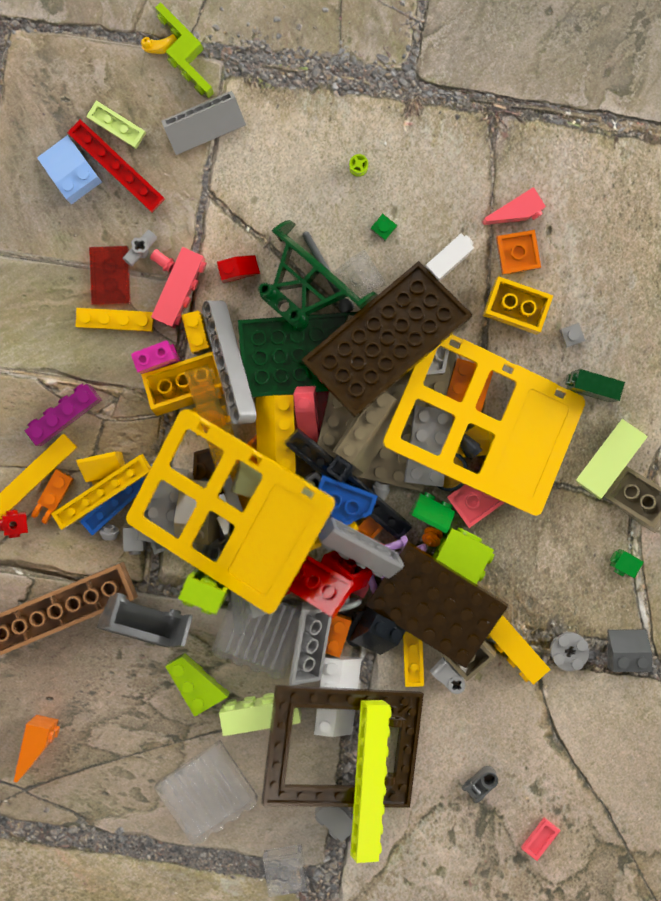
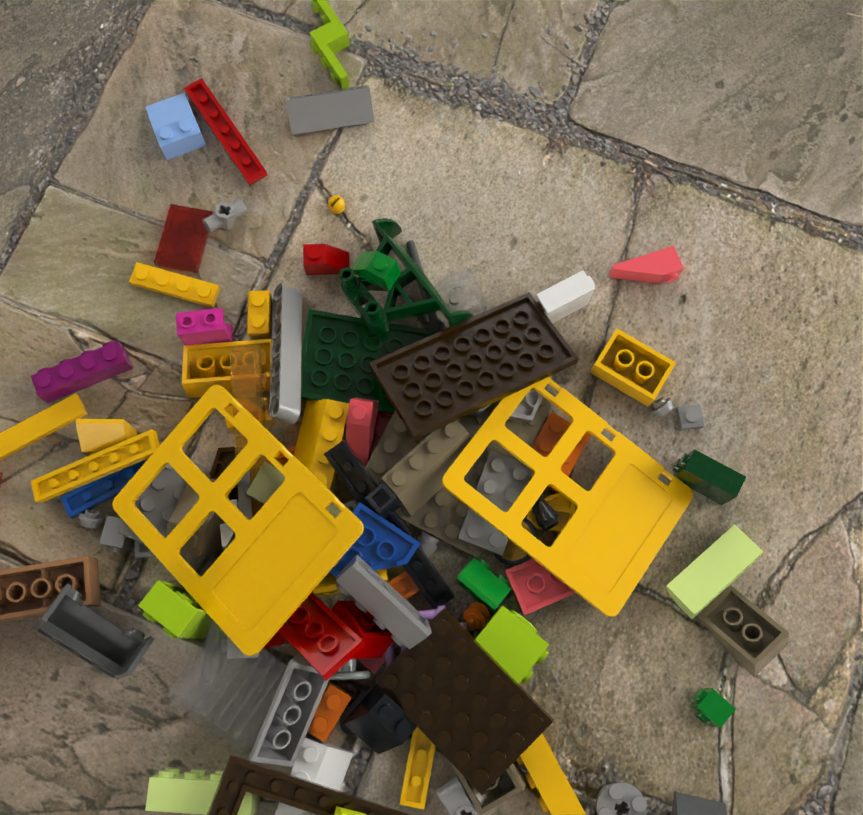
camera: 15 degrees right, 15 degrees down
(53, 494) = (40, 461): orange hinge -> none
(116, 124) = (238, 92): yellowish green plate -> none
(157, 46) = (301, 30): yellow arm -> none
(162, 260) = (249, 239): coral pin -> none
(178, 288) = (254, 266): coral brick -> none
(195, 685) = (134, 735): lime wedge -> none
(236, 214) = (338, 207): none -> yellow hinge
(287, 276) = (377, 269): none -> green slope
(358, 161) = (489, 182): lime wheel -> none
(383, 227) = (498, 255): green plate -> none
(518, 252) = (644, 312): orange plate -> none
(548, 332) = (662, 406): none -> light grey plate

